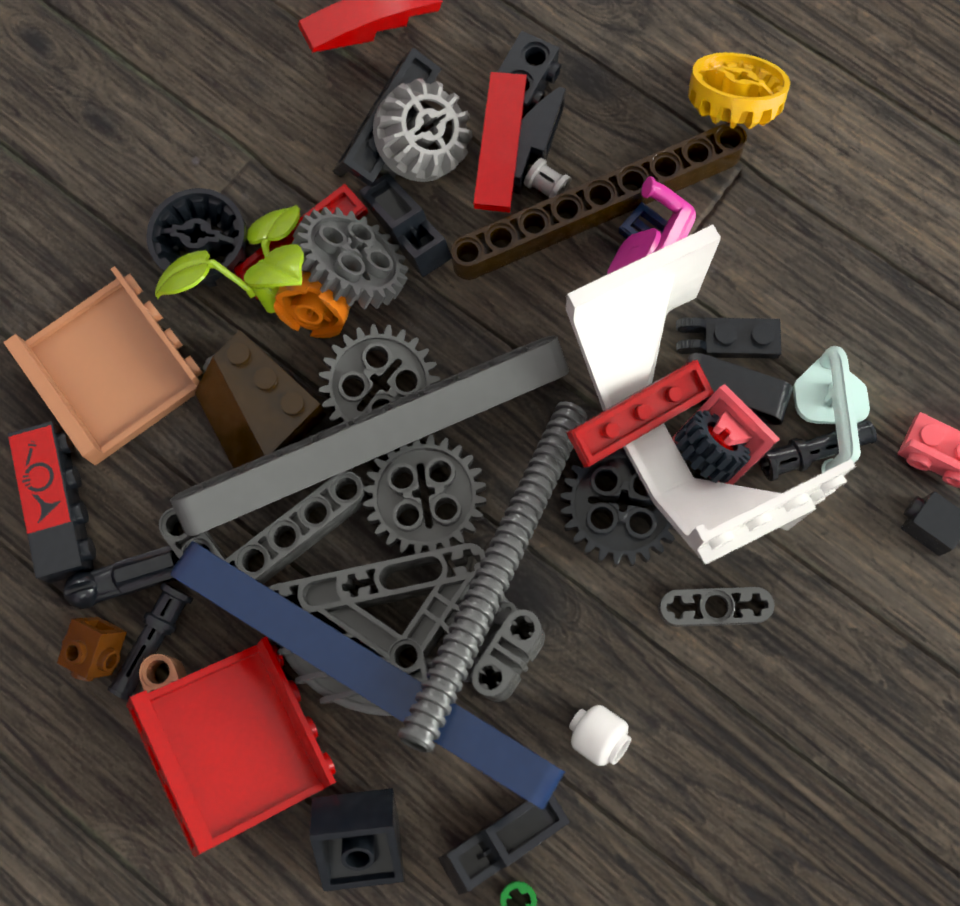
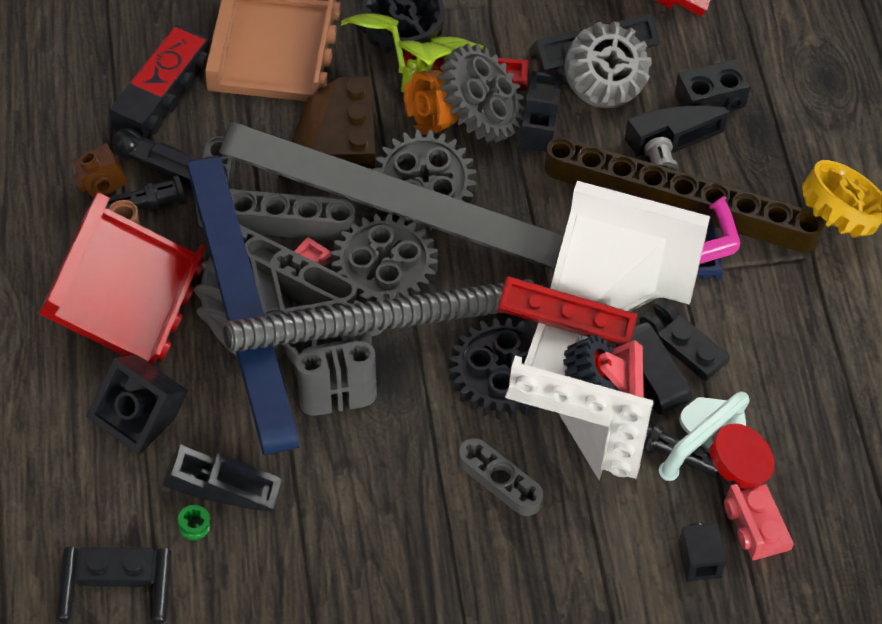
camera: 35 degrees right, 20 degrees down
(353, 547) = (314, 252): none -> coral tile
(500, 142) = (648, 105): red tile -> none
(599, 735) = (344, 475): white head -> none
(885, 406) = (742, 456): none -> red tile

